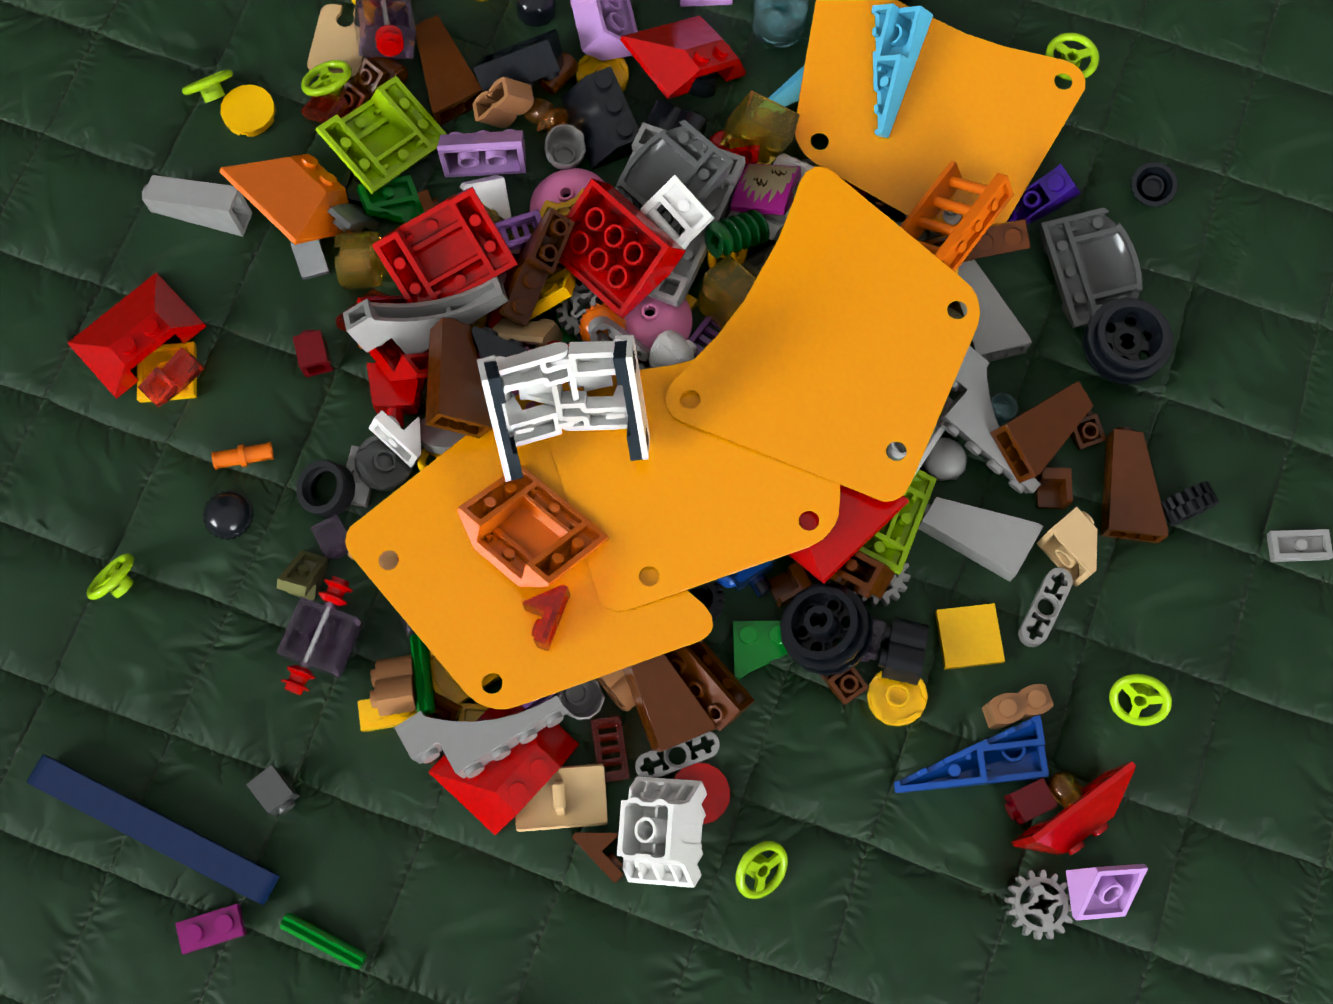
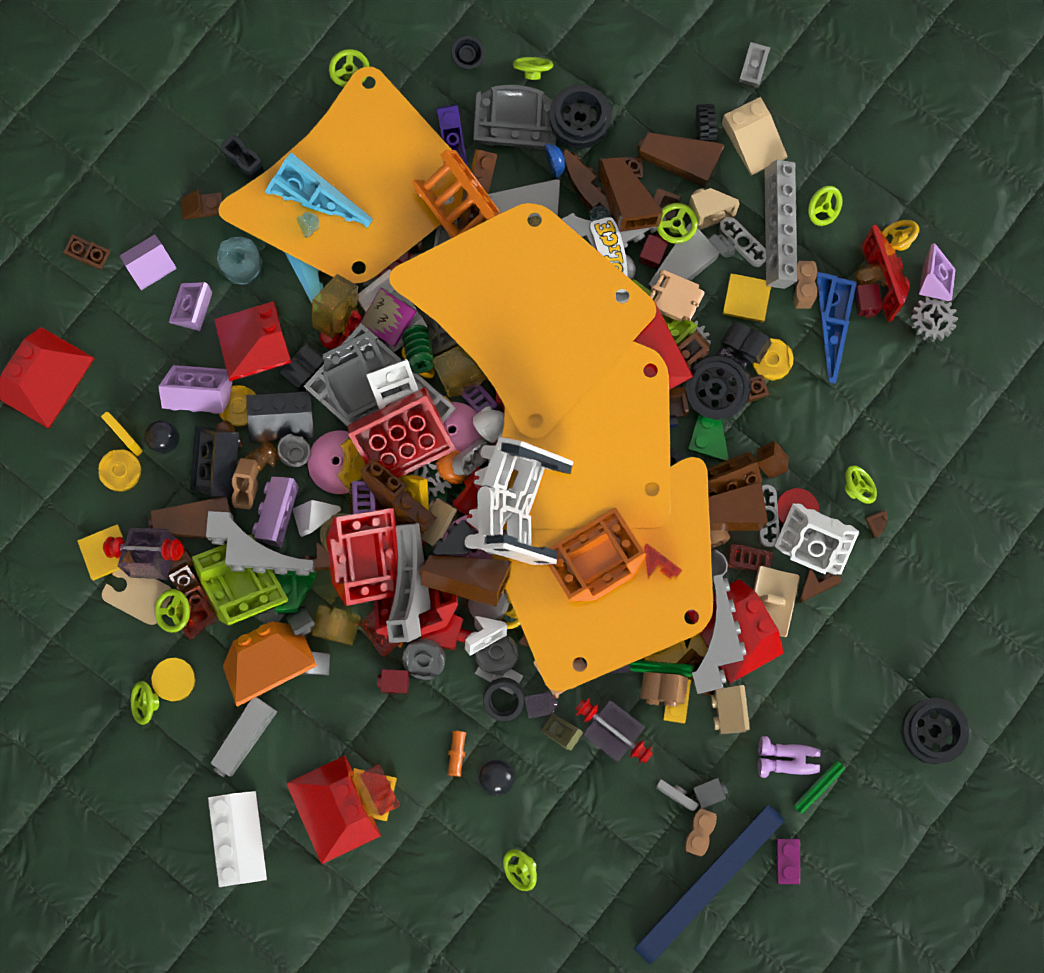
camera: 70 degrees left, 5 degrees up
(71, 236) = (237, 838): none -> white slope
(210, 795) = (698, 838): none -> medium nougat brick
(260, 747) = (677, 795): none -> light grey plate
(340, 895) = (794, 751): none -> lavender piece
(350, 376) = (424, 659): none -> dark grey tile
(390, 785) = (730, 710): none -> tan slope
(418, 127) = (247, 553): none -> light grey arch
(717, 912) = (877, 523): none -> reddish brown tile
(756, 737) = (772, 459): none -> reddish brown panel
(851, 65) = (308, 223): none -> clear light blue plate
(929, 532) = (677, 296): none -> light nougat plate
(962, 428) = (610, 243): none -> sticker
(985, 492) = (653, 251): none -> dark red brick
(1025, 513) = (679, 218): none -> lime piece
(1026, 576) = (723, 245): none -> dark grey slope
(1044, 375) = (583, 181): none -> reddish brown slope
(1056, 330) = (555, 159): none -> blue hat
(1089, 646) = (780, 224): none -> light grey brick
(1137, 820) = (901, 239): none -> yellow piece
(1169, 266) = (532, 66): none -> lime piece
(1199, 576) = (754, 135): none -> tan slope

